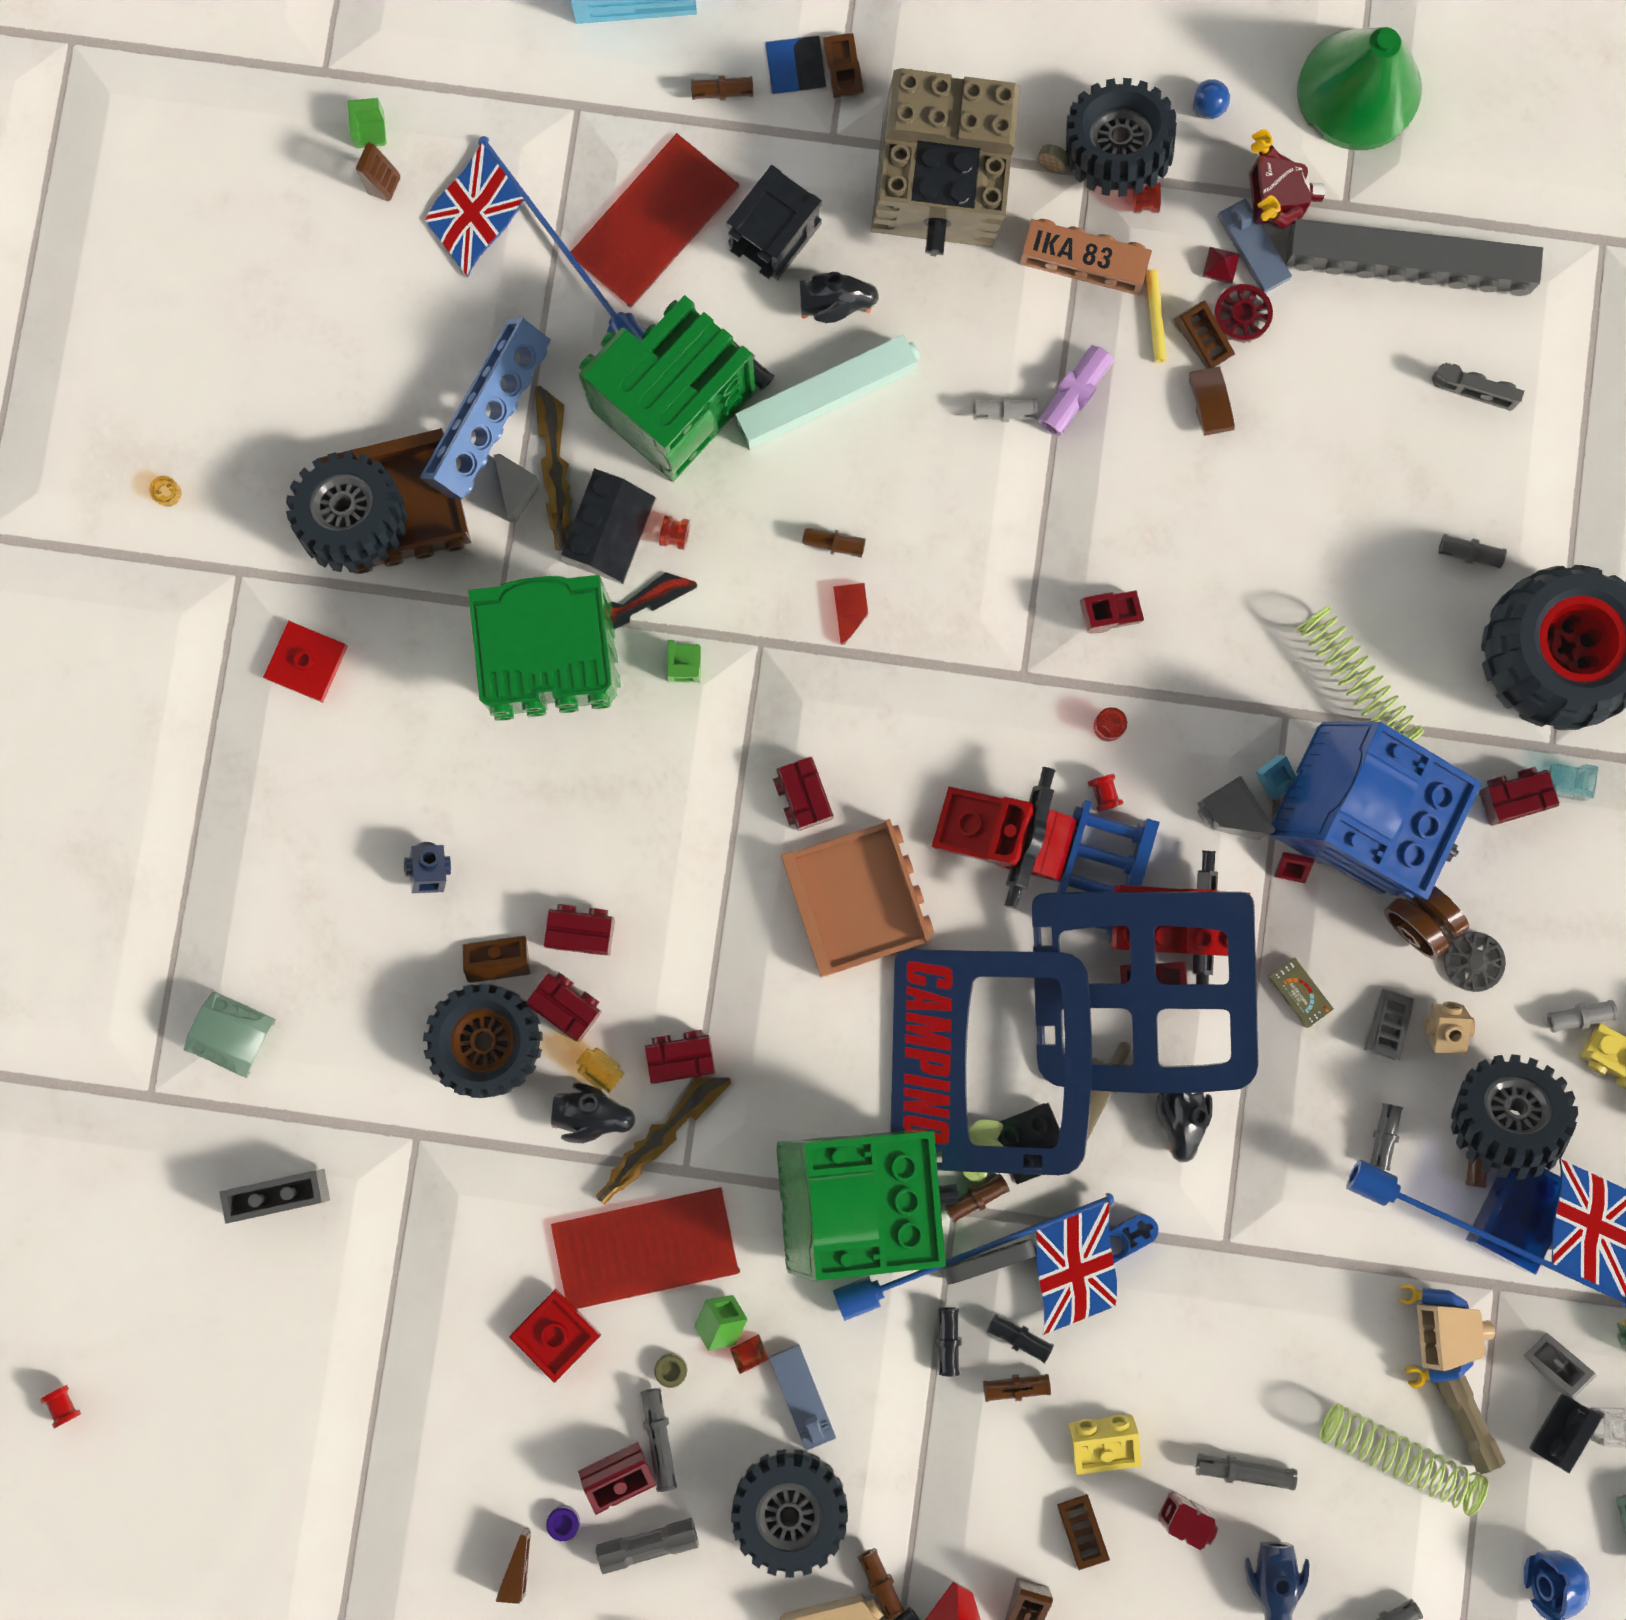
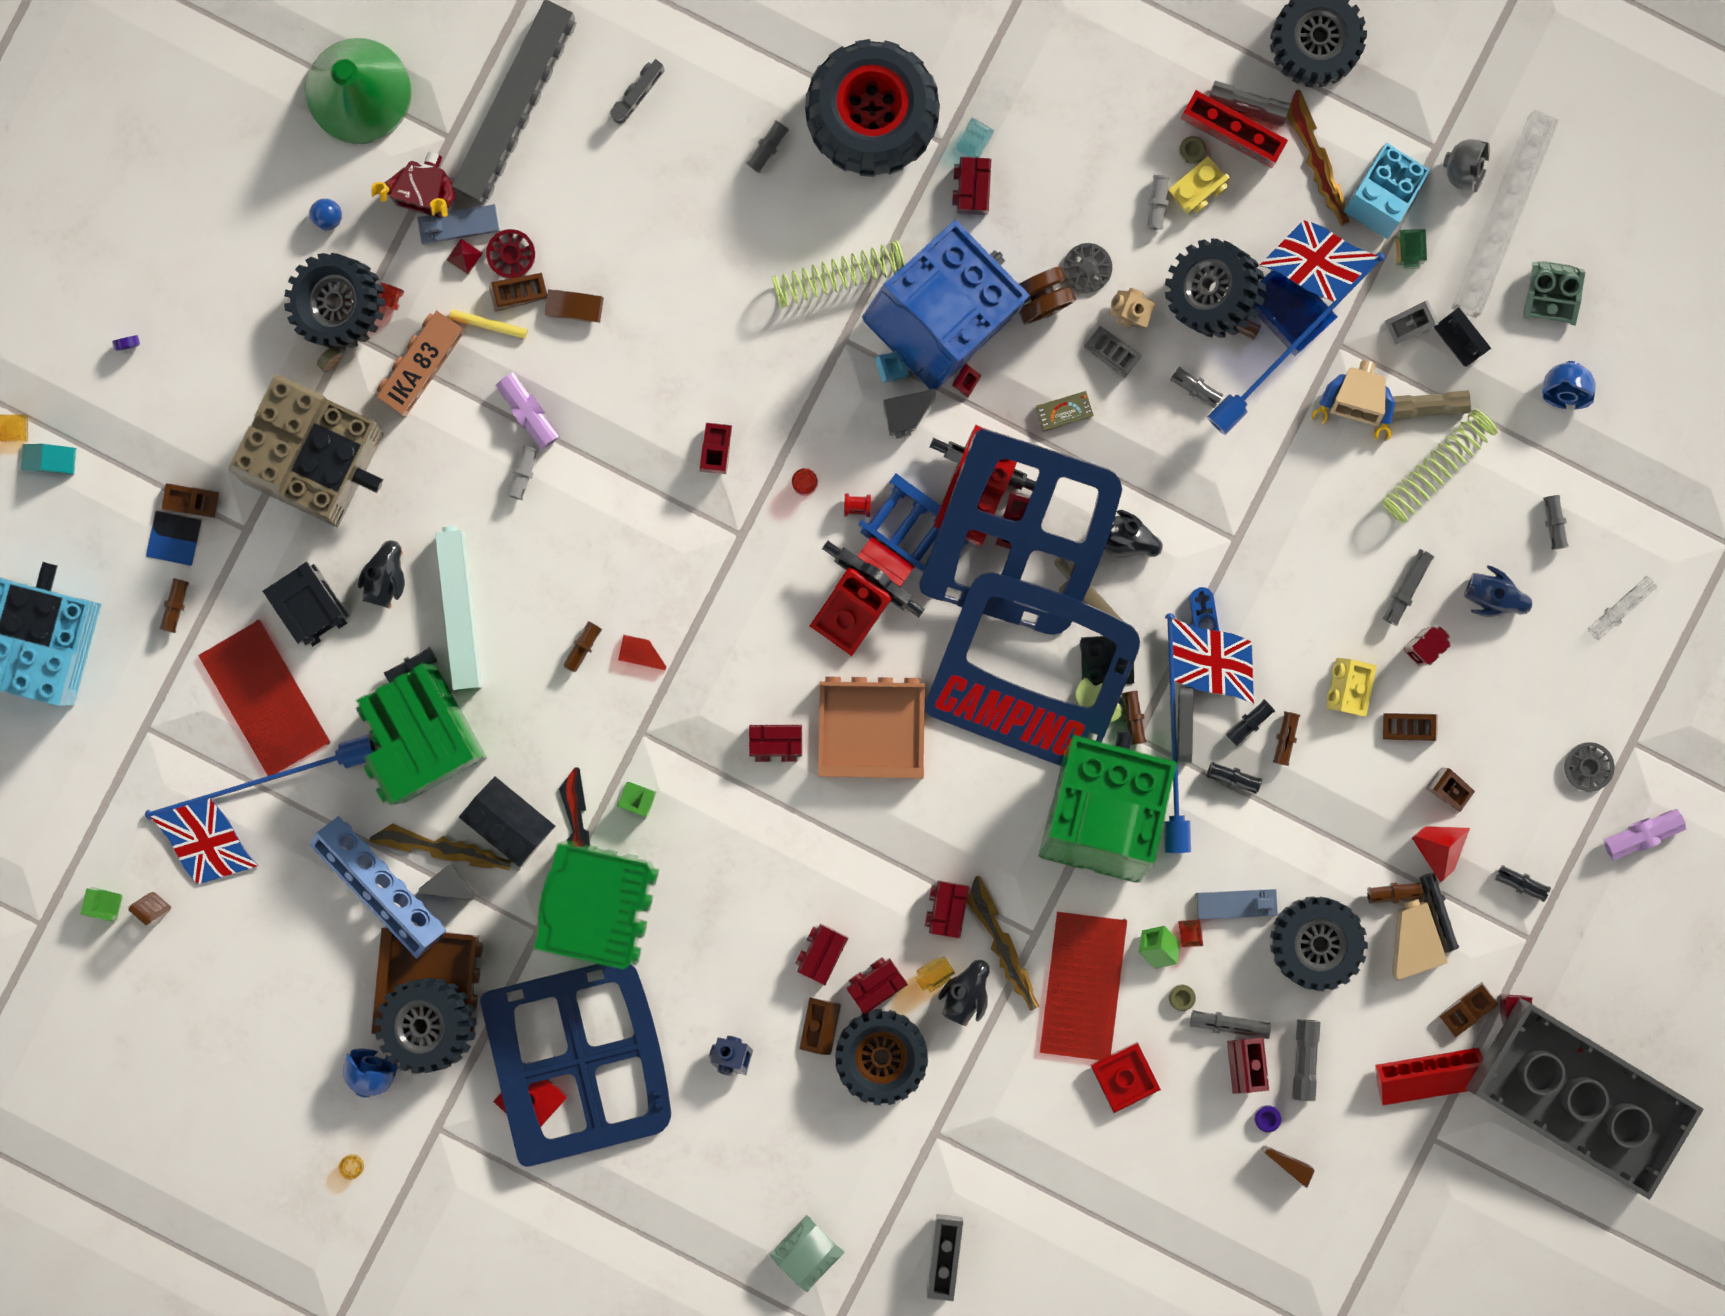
camera: 75 degrees left, 5 degrees up
(273, 468) = (368, 1073): none -> blue cylinder
(365, 700) = (579, 1060): none -> dark blue window
(674, 532) = (530, 770): clear red wheel -> none

